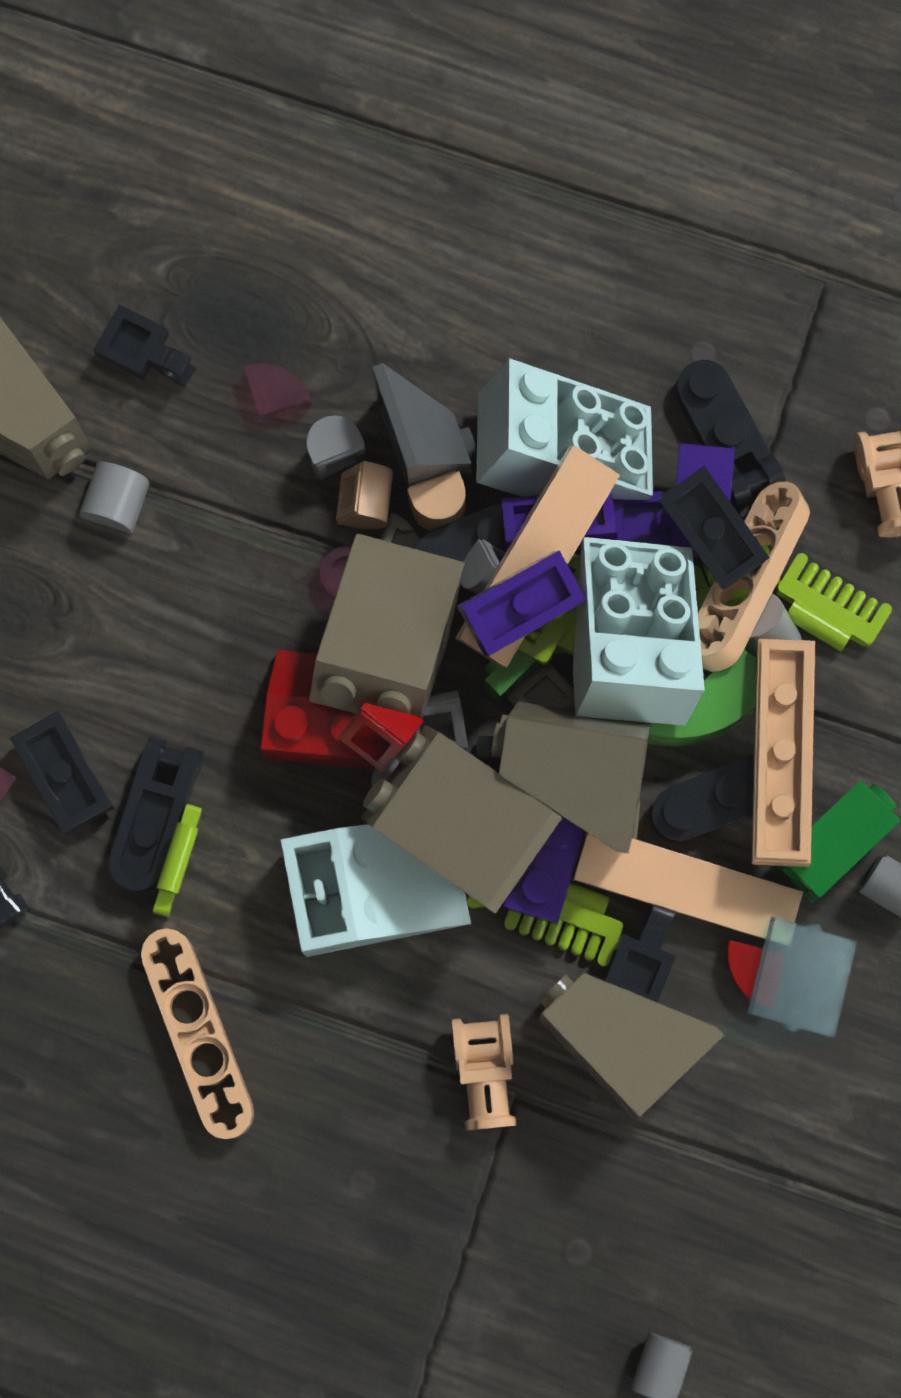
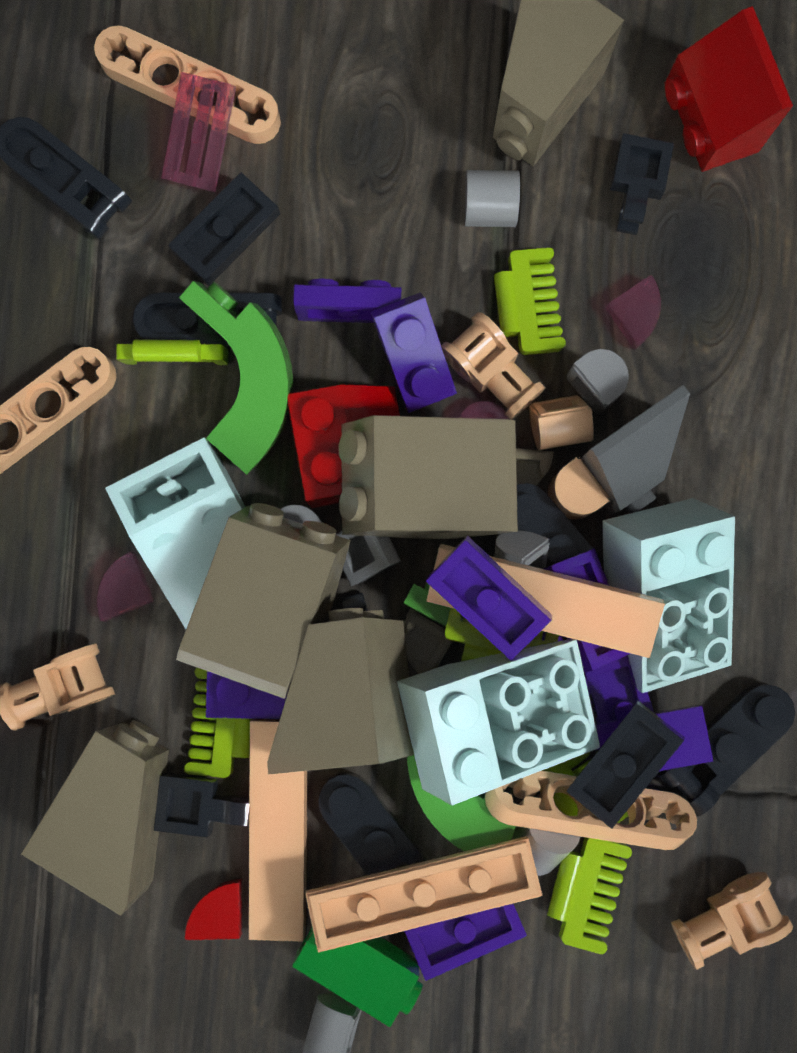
camera: 75 degrees right, 5 degrees up
(89, 240) = (728, 92): none -> red slope
(186, 646) = (328, 302): none -> dark purple plate
(232, 504) = (518, 306): none -> lime piece
(253, 616) = (414, 352): none -> dark purple plate
(256, 776) = (265, 375): none -> bright green arch
(286, 546) = (491, 365): none -> light nougat connector
(379, 734) = (323, 499): red slope -> none
(402, 980) = (122, 588): none -> clear pink tile
(802, 977) = (222, 961): clear light blue piece -> none
(838, 735) = (463, 939): none -> dark purple plate

